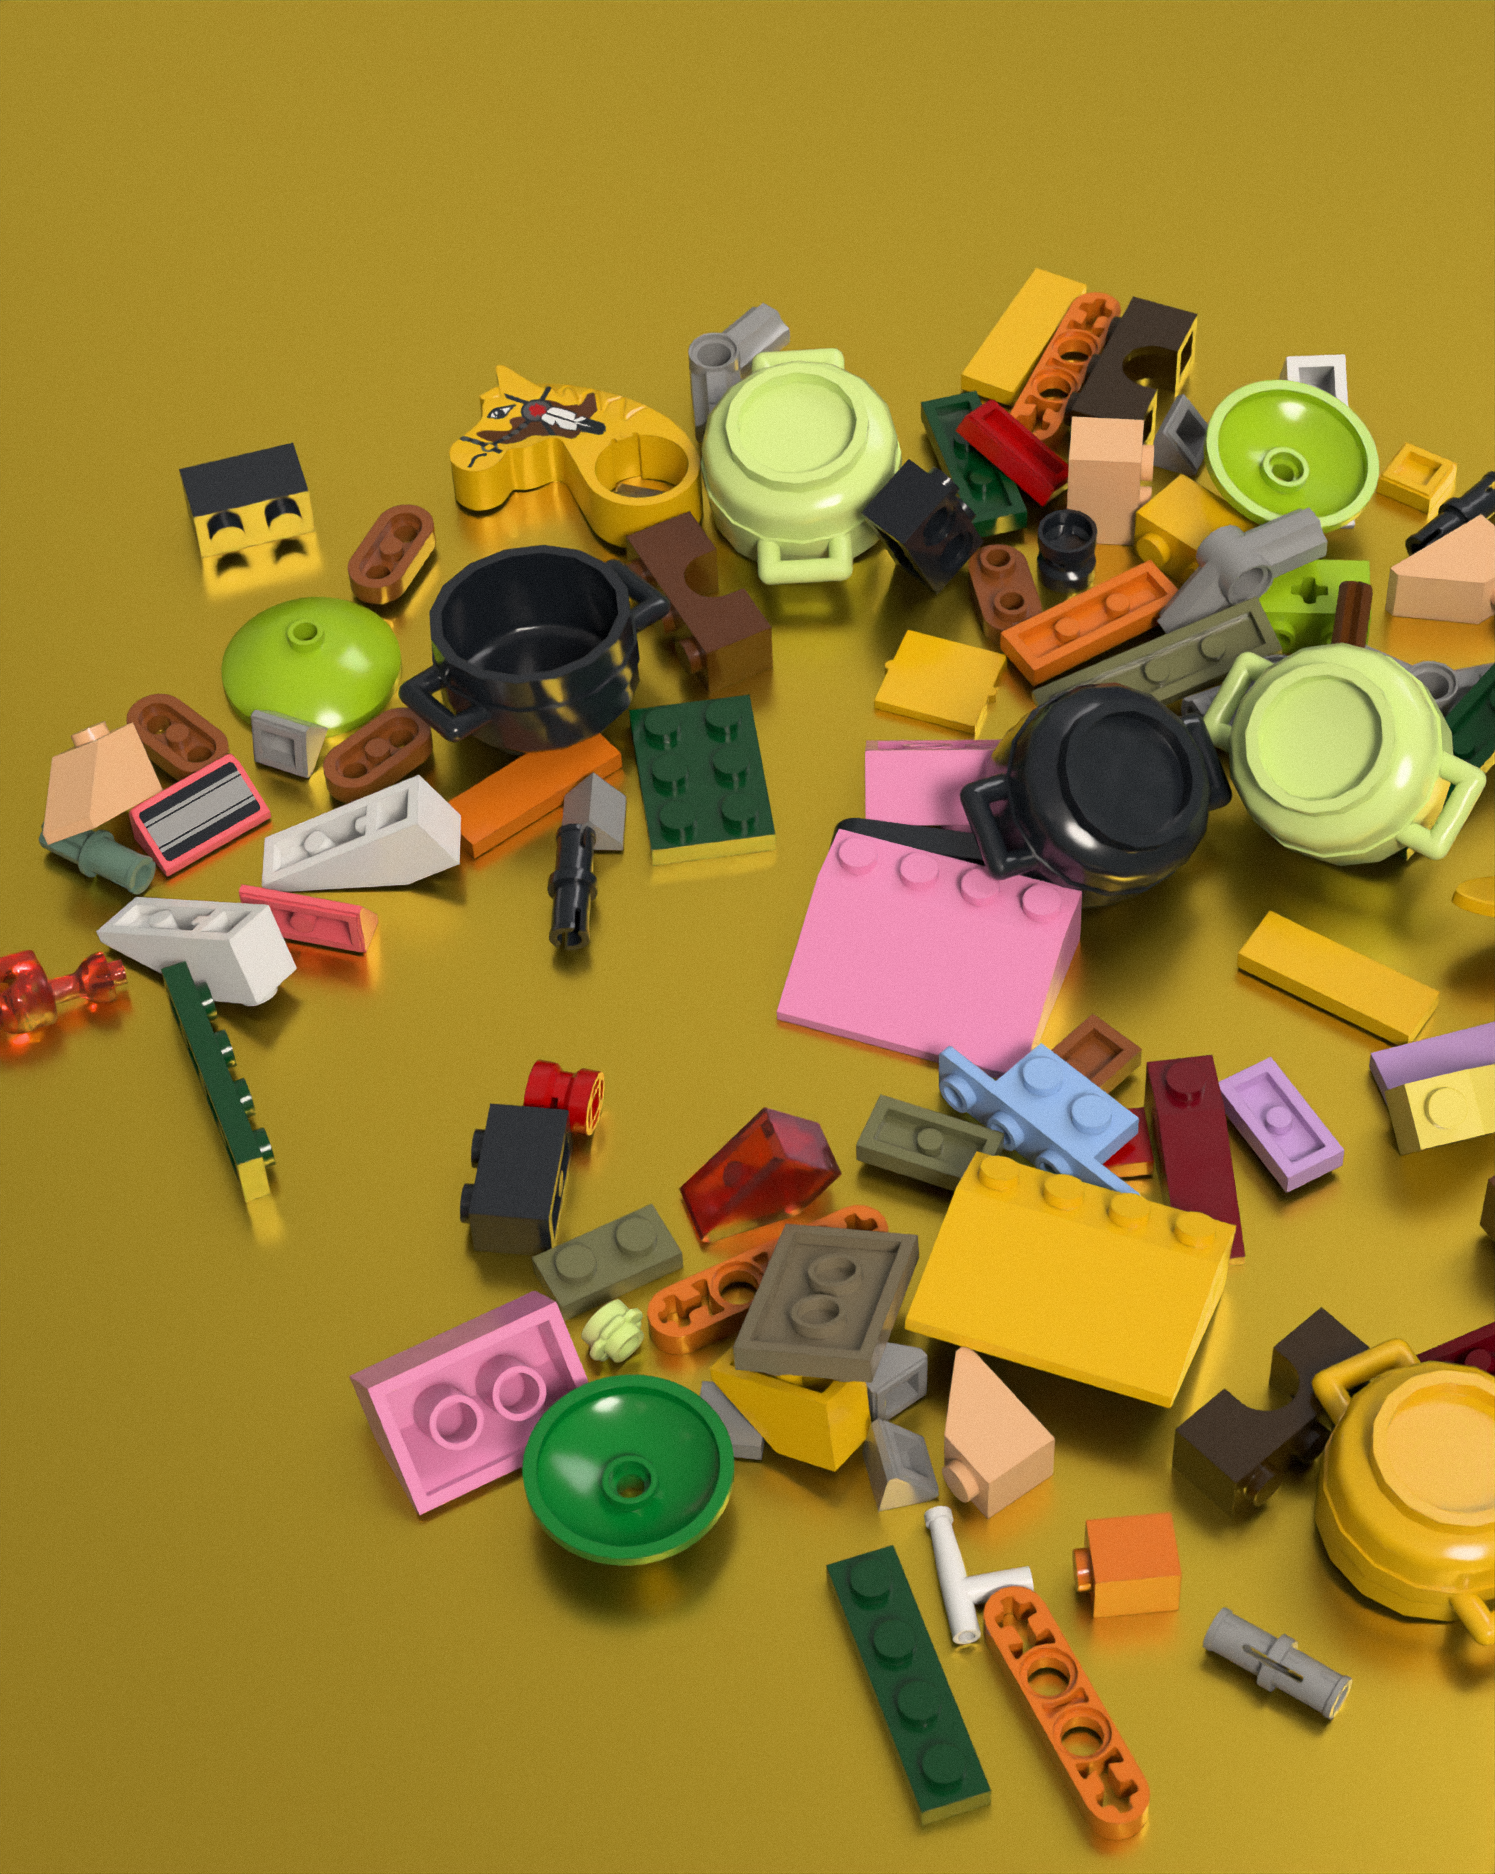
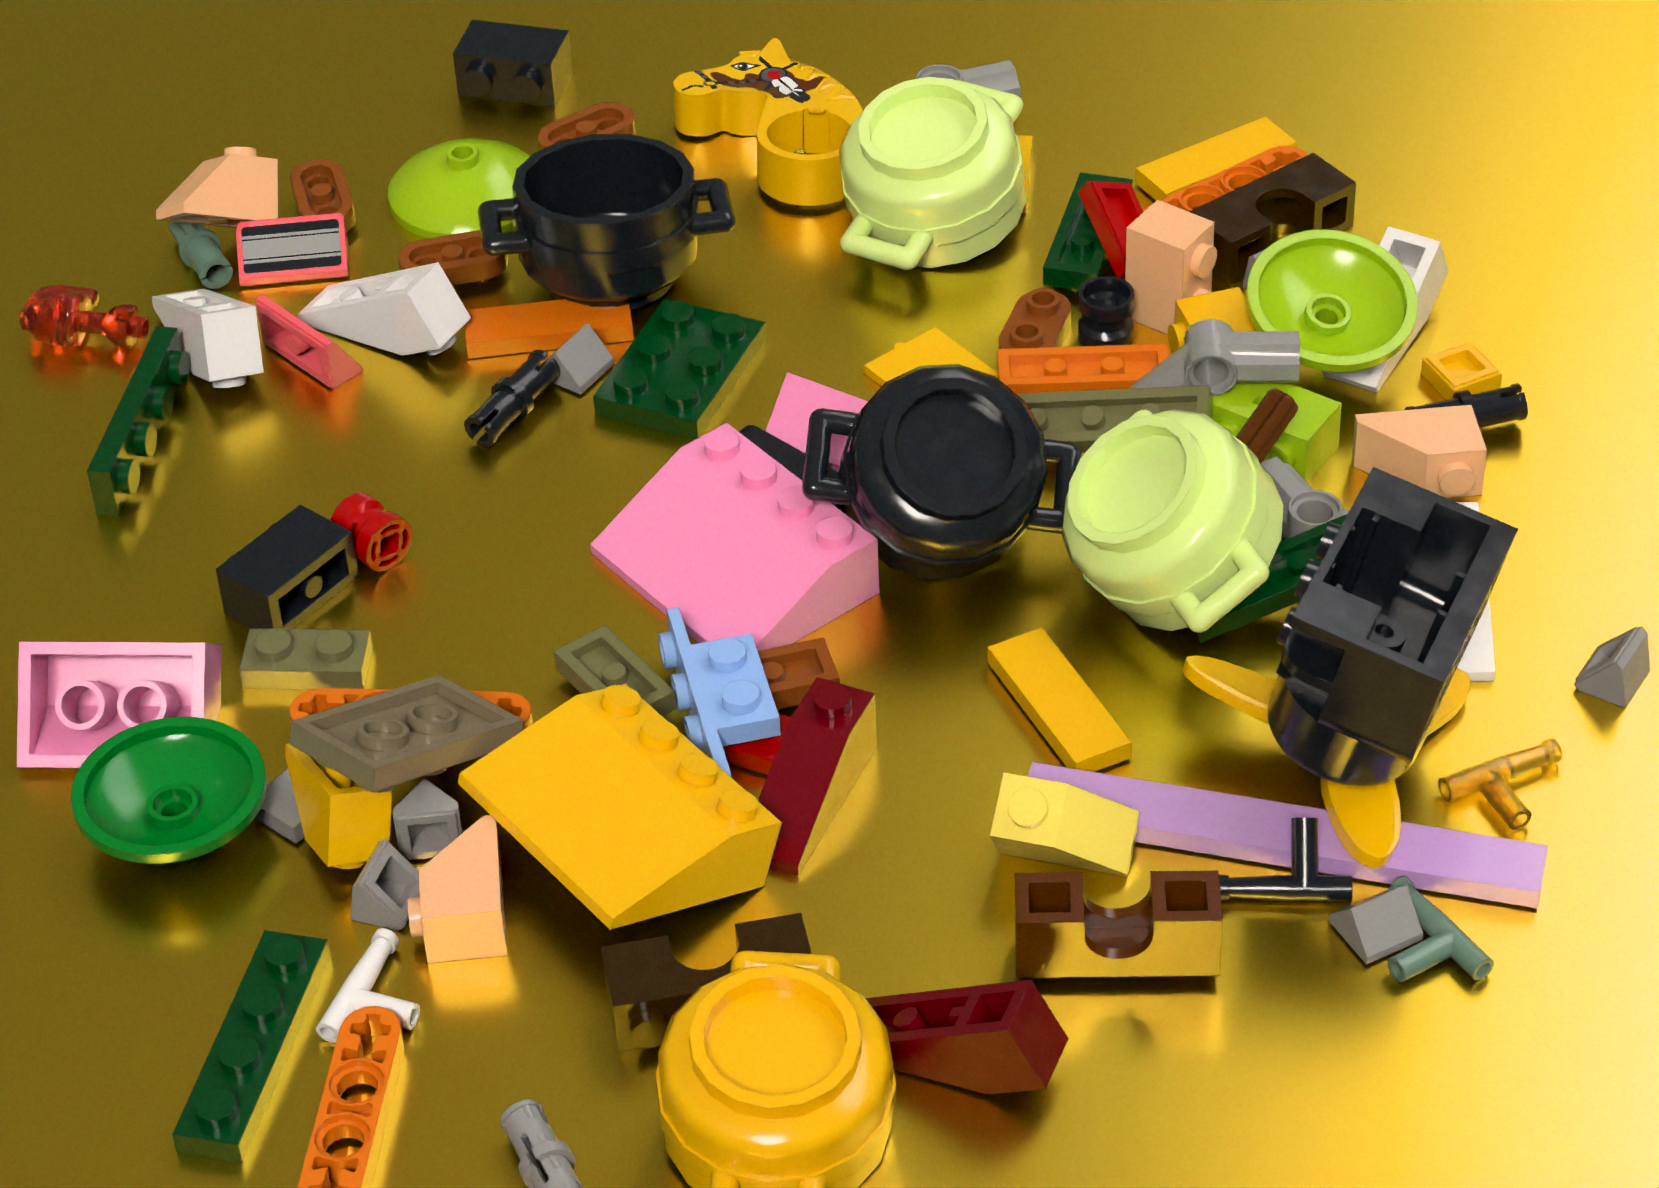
camera: 30 degrees right, 10 degrees down
(286, 742) = (395, 223): light grey slope -> none
(613, 1332) = (261, 703): yellowish green plate -> none
(713, 636) = (779, 245): reddish brown arch -> none
(760, 1176) = (467, 641): clear red slope -> none
(924, 524) = (987, 245): black brick -> none
(1129, 1565) = (491, 1036): orange brick -> none
(1280, 1125) = (907, 781): lavender plate -> none

